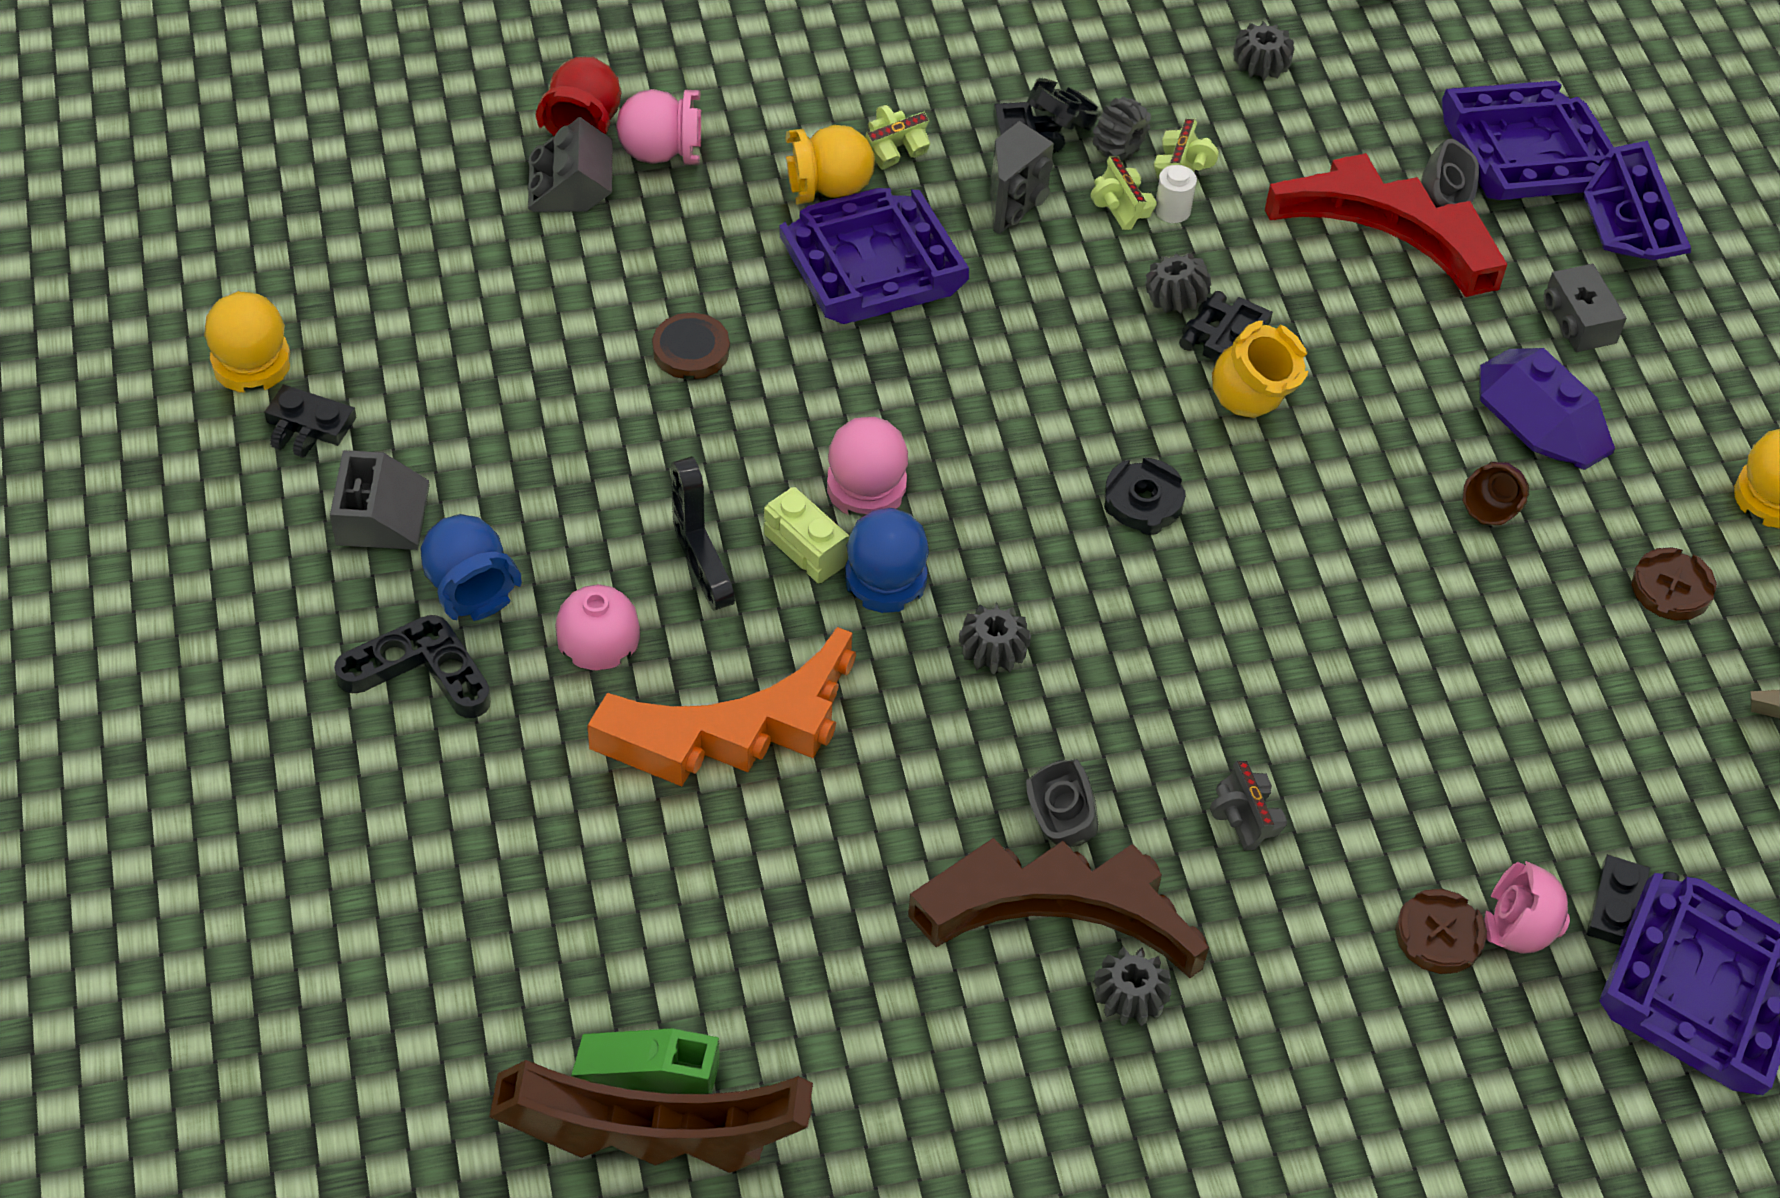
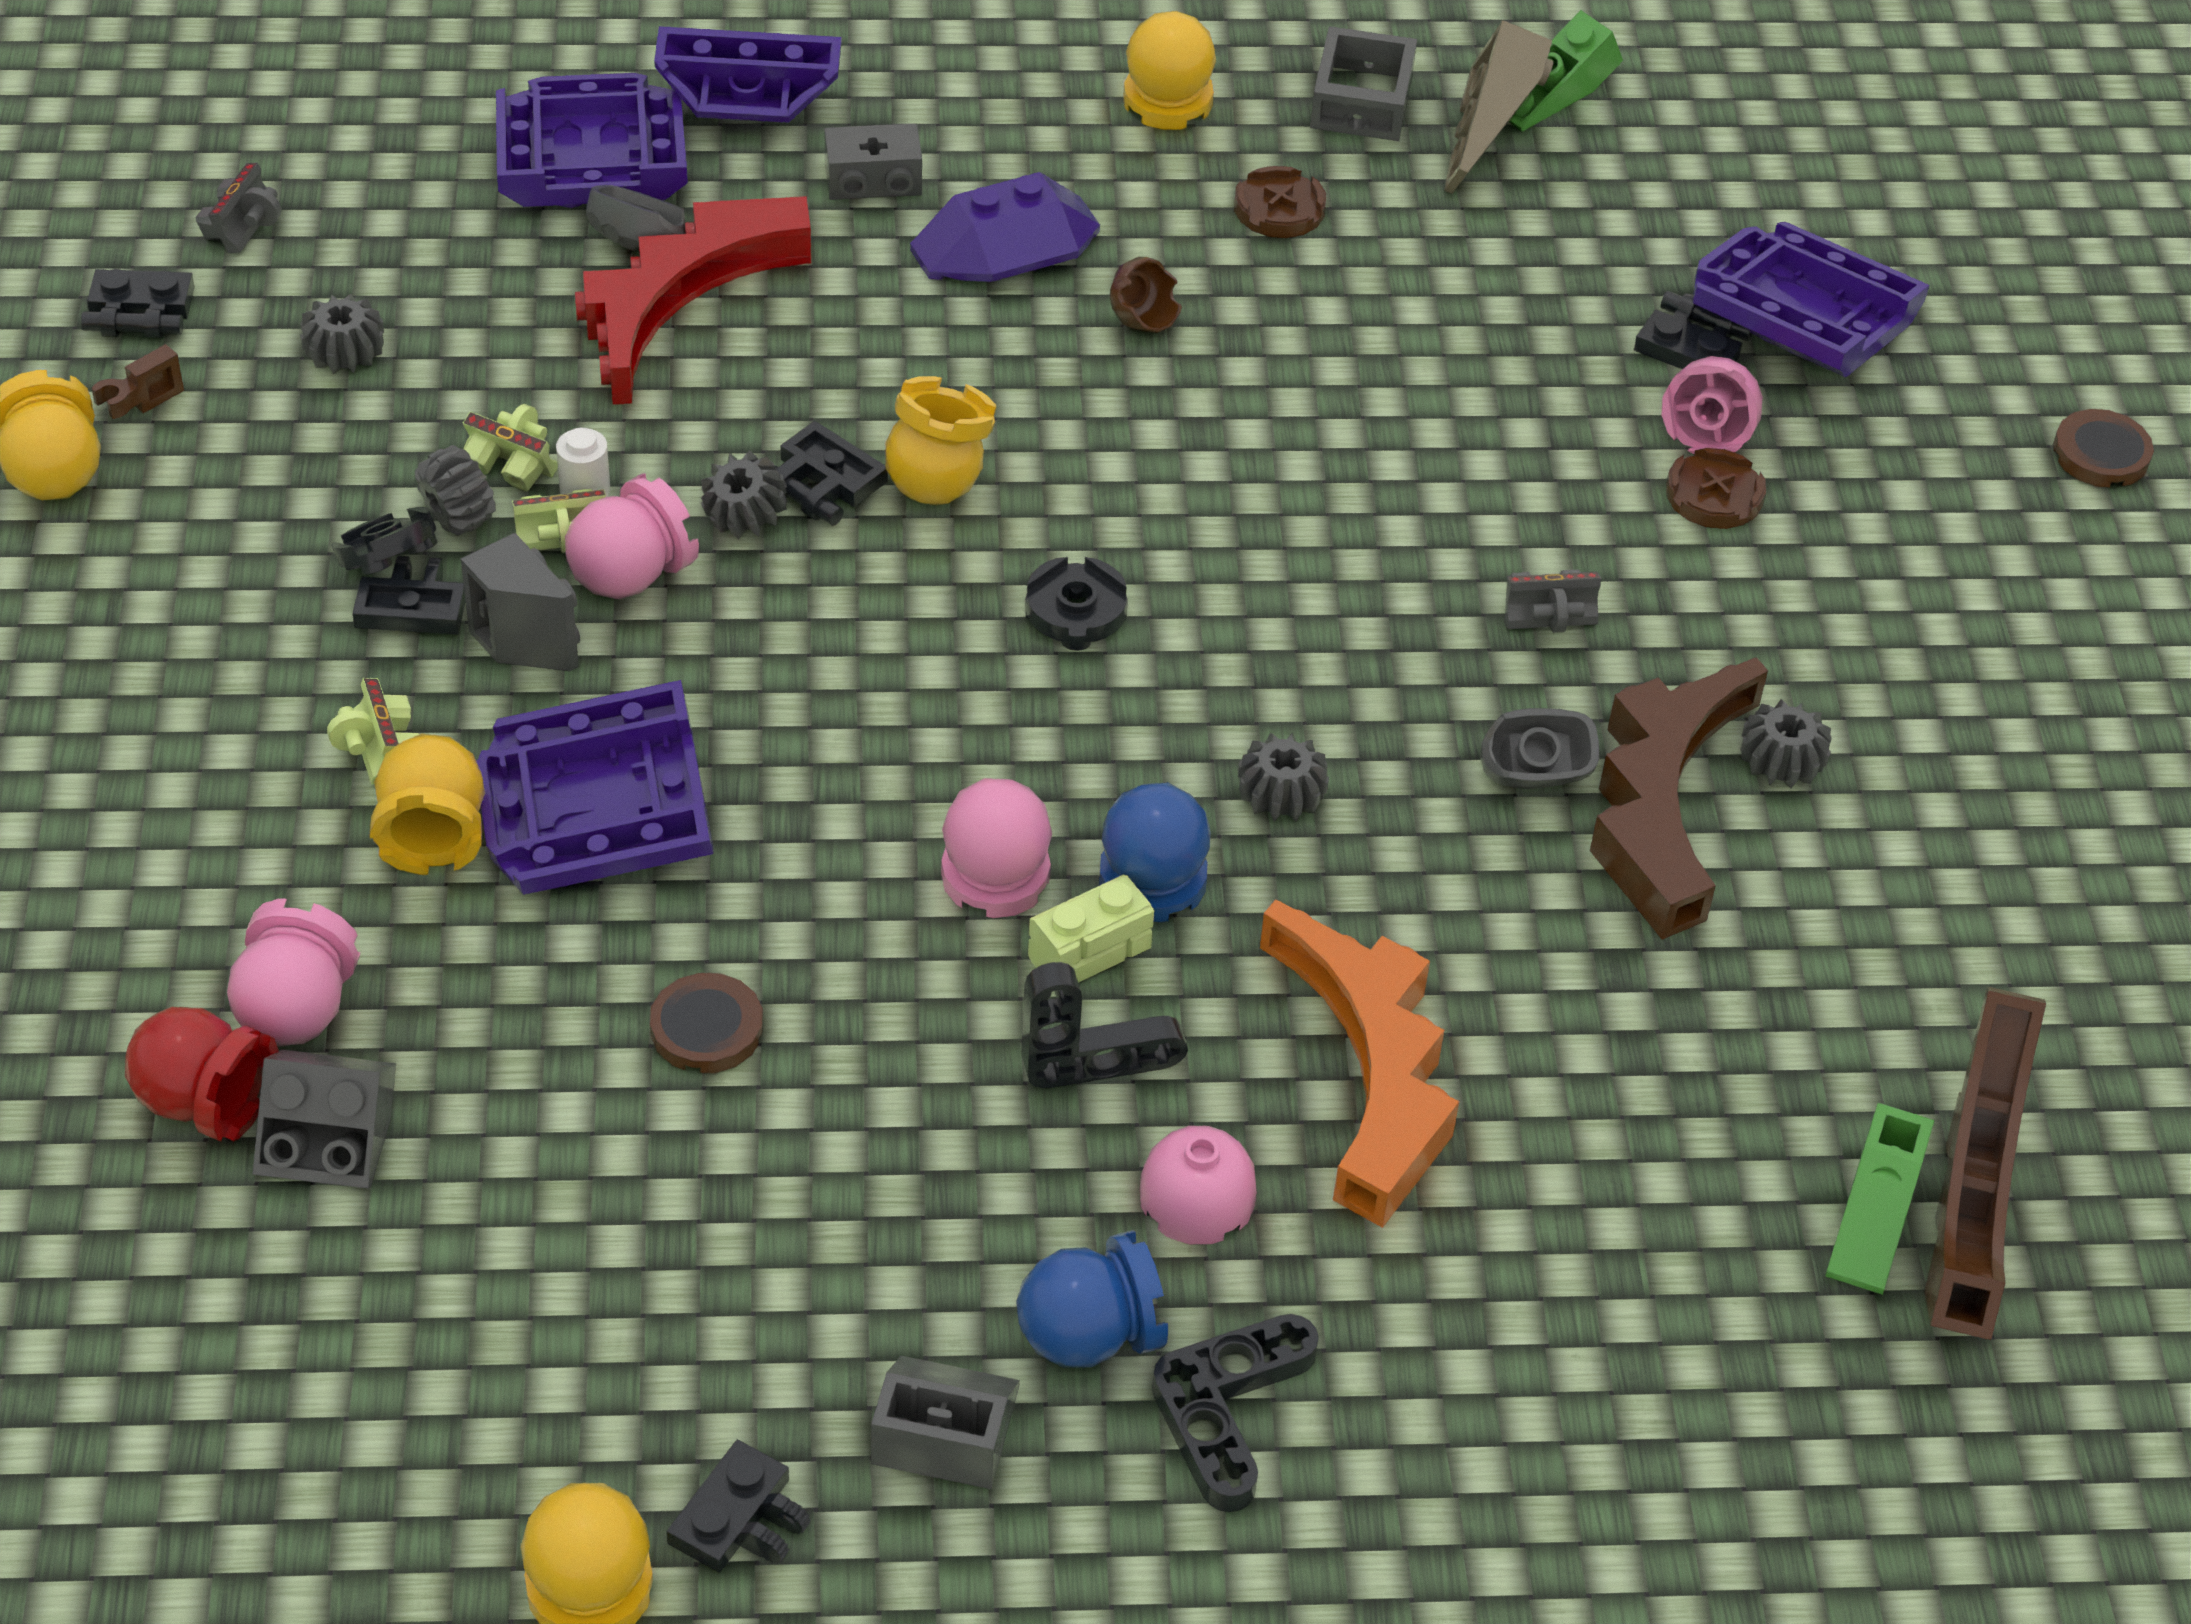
camera: 80 degrees left, 5 degrees down
(1097, 221) = (627, 540): none -> bright pink tile

